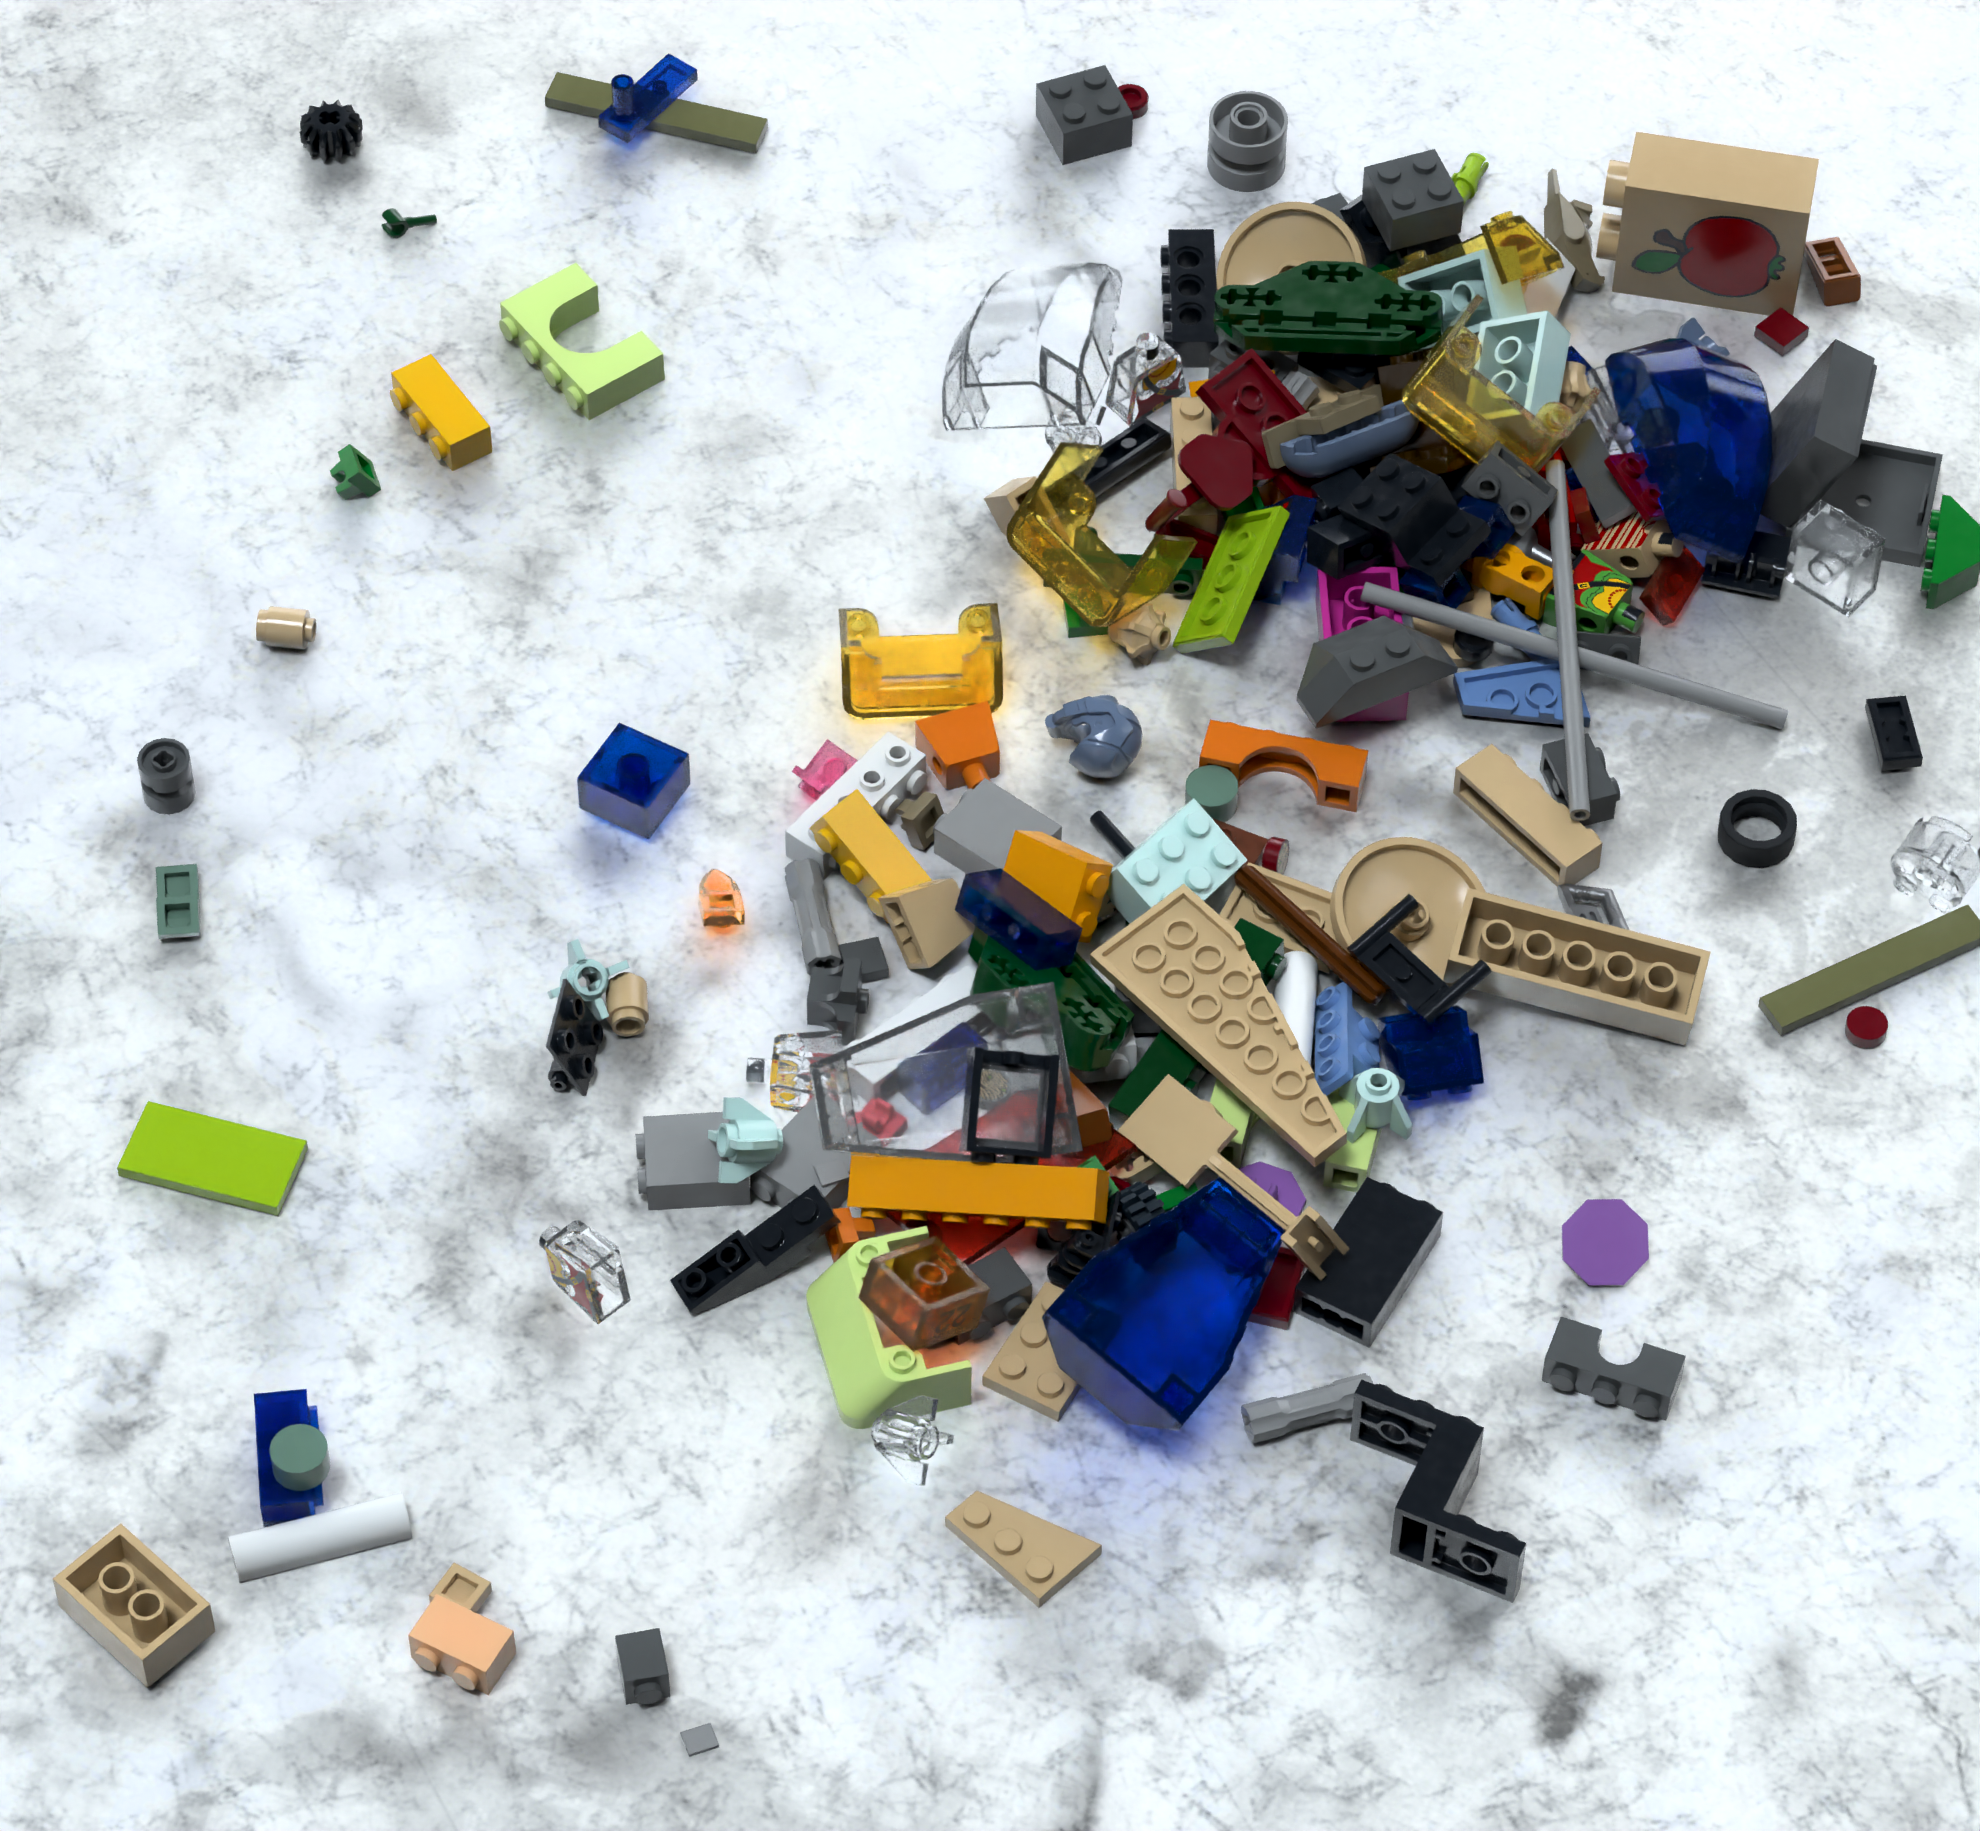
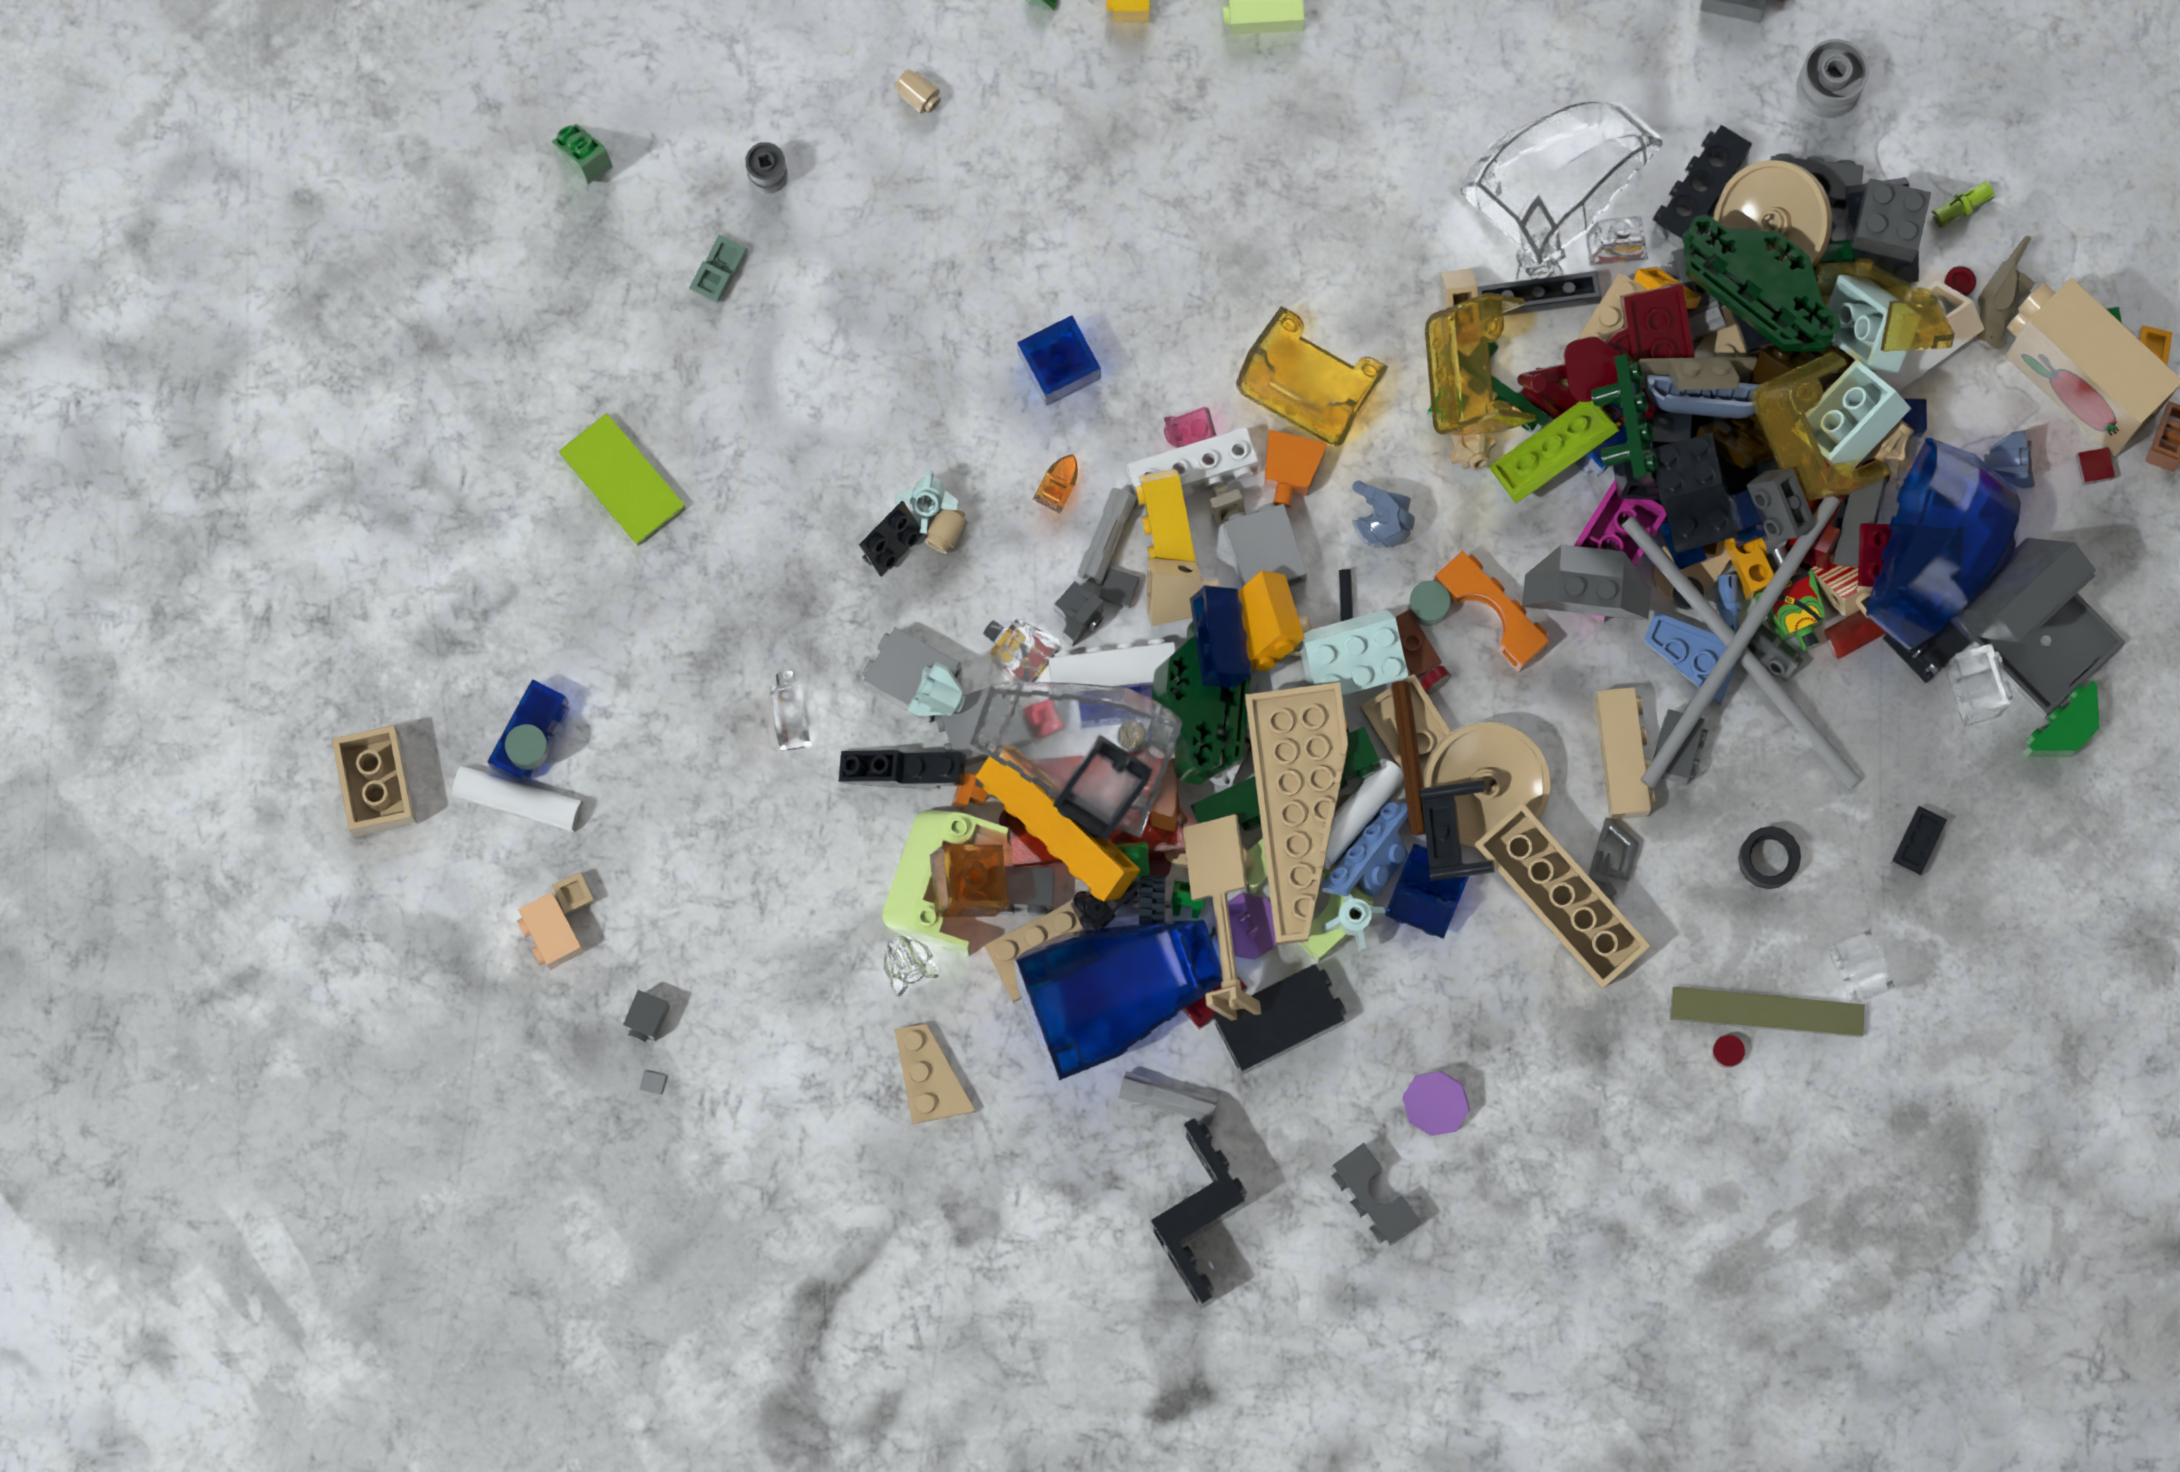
camera: 35 degrees right, 25 degrees up
(1273, 463) = (1638, 430): none -> dark green plate

